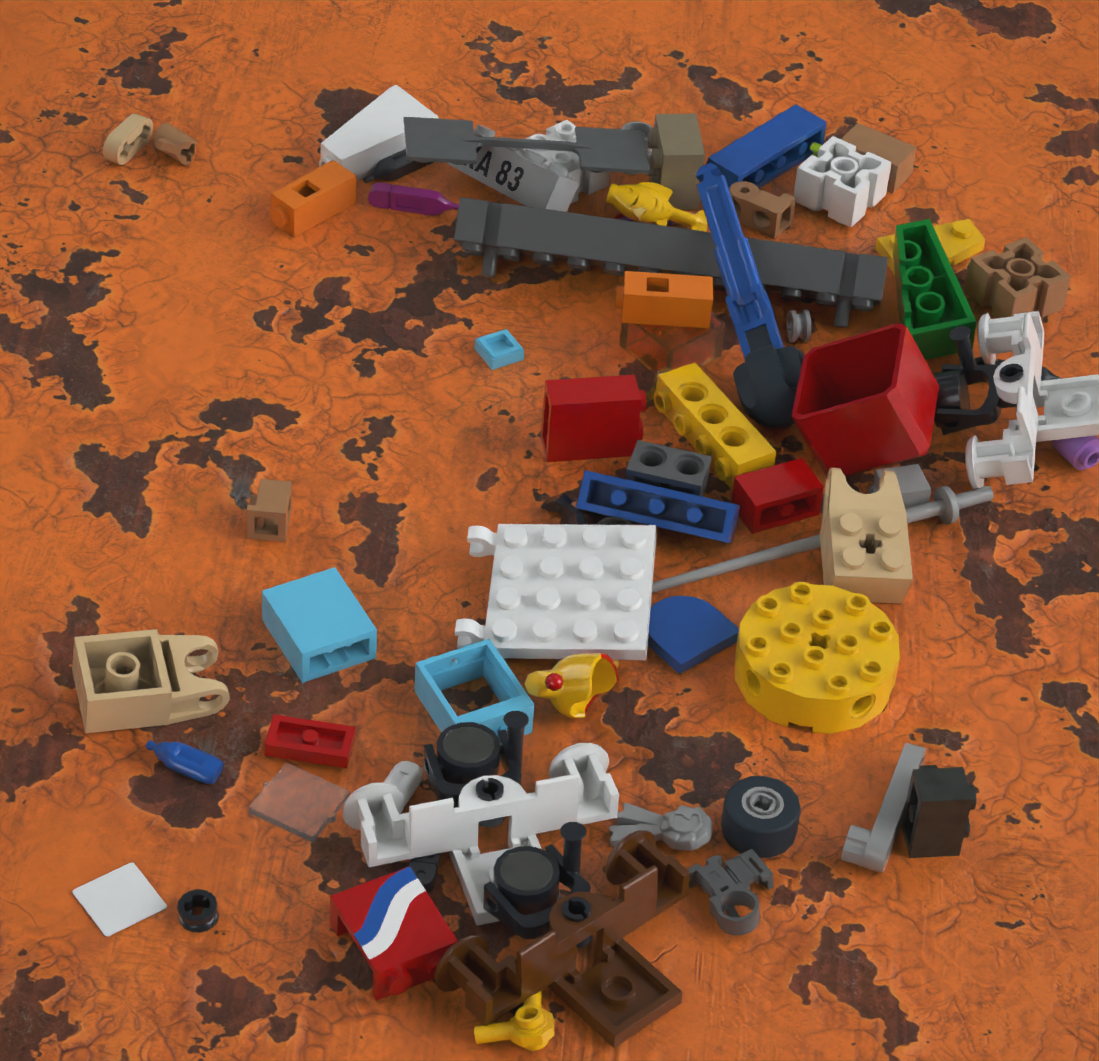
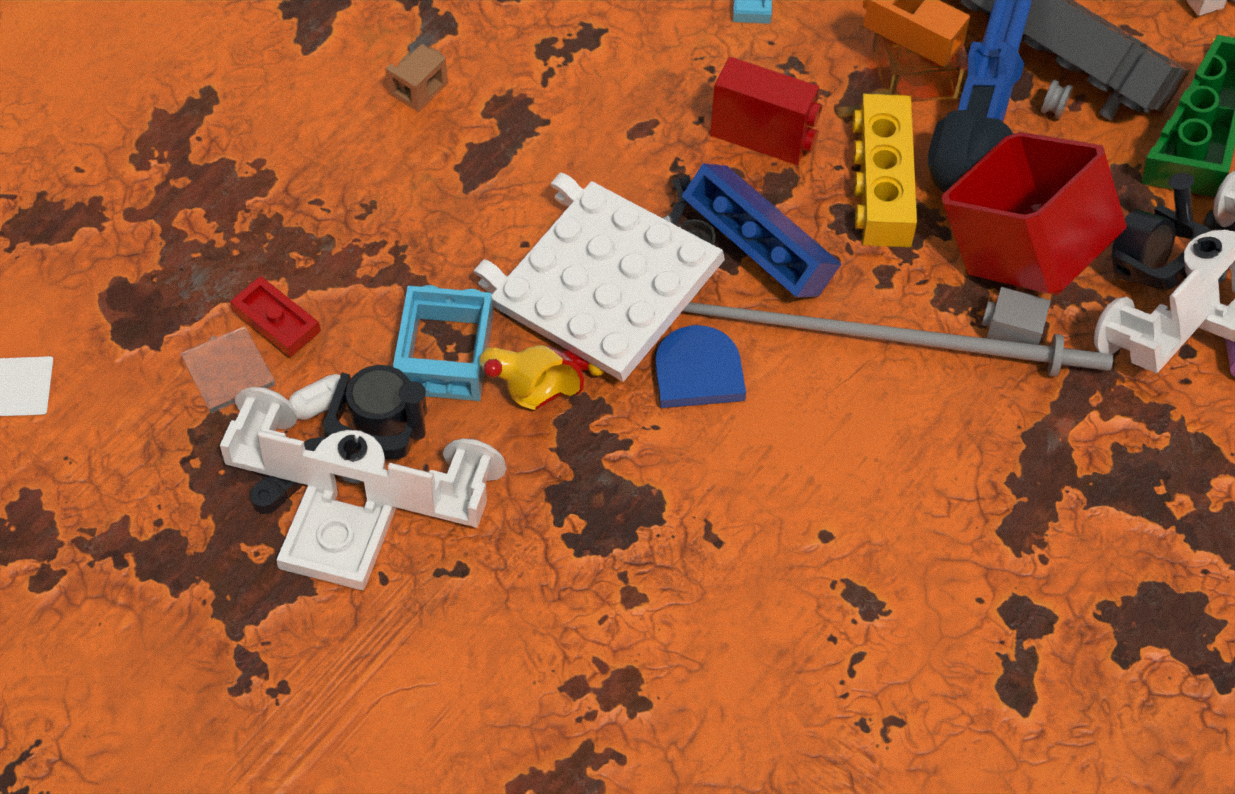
camera: 35 degrees right, 15 degrees up
(143, 679) = (177, 190): tan brick -> none
(188, 760) = (166, 285): blue piece -> none
(193, 899) = (62, 442): black bush -> none
(319, 624) = (369, 206): medium azure brick -> none
(394, 930) = (188, 540): panel -> none
(529, 1027) = (232, 696): yellow piece -> none
(614, 995) = (346, 704): reddish brown piece -> none
(669, 468) = (803, 197): dark grey brick -> none
(679, 829) = (526, 569): light grey piece -> none
(731, 888) = (527, 646): dark grey piece -> none
(760, 816) = (607, 614): black wheel -> none
(777, 495) = (891, 268): red brick -> none
(816, 657) = (791, 457): yellow brick -> none
(866, 539) = (930, 341): tan brick -> none
(874, 847) = (694, 685): light grey beam -> none
(937, 811) = (770, 683): pearl dark grey brick -> none

